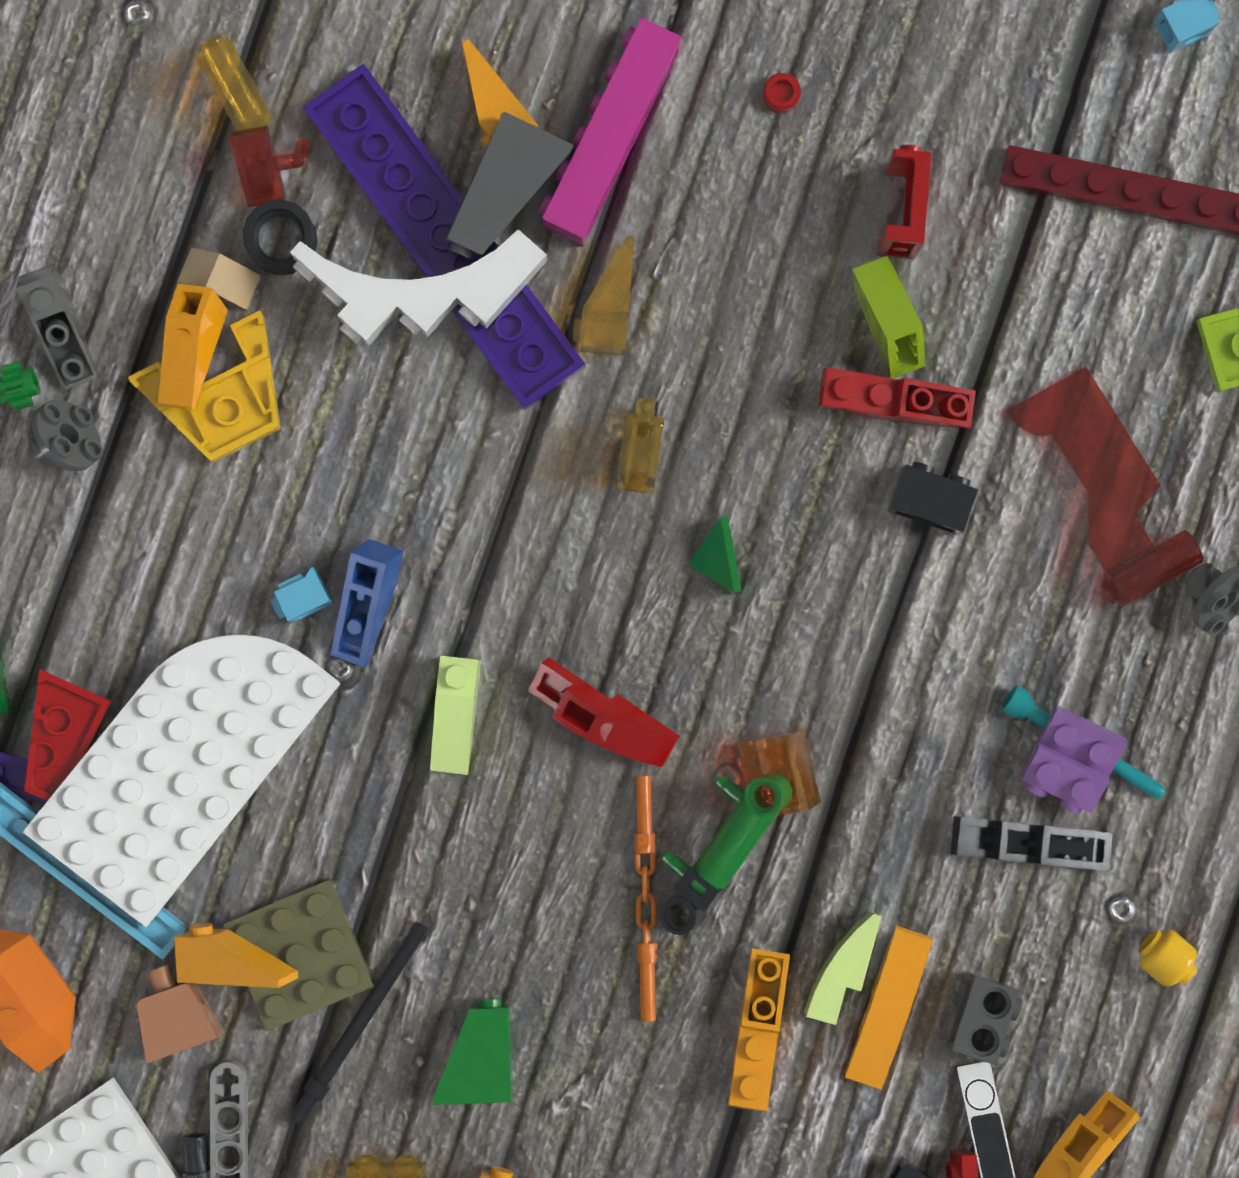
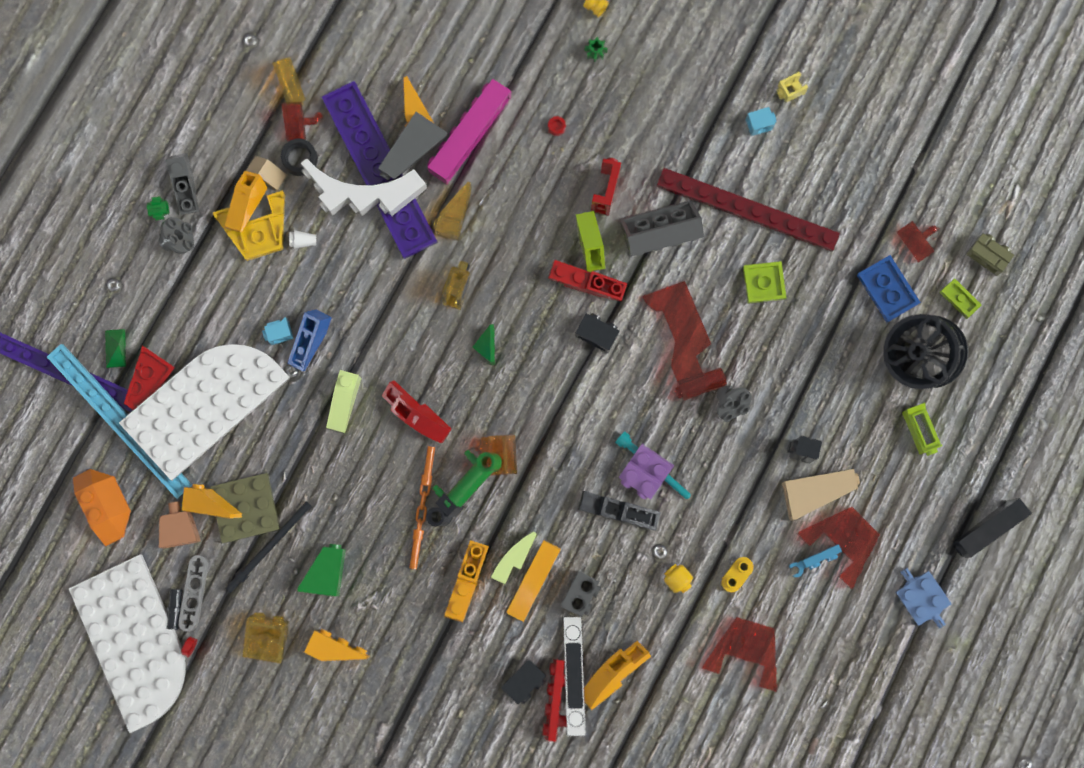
camera: 10 degrees right, 5 degrees down
(314, 403) = (301, 239): none -> white cone
(1026, 268) = (662, 228): none -> dark grey slope

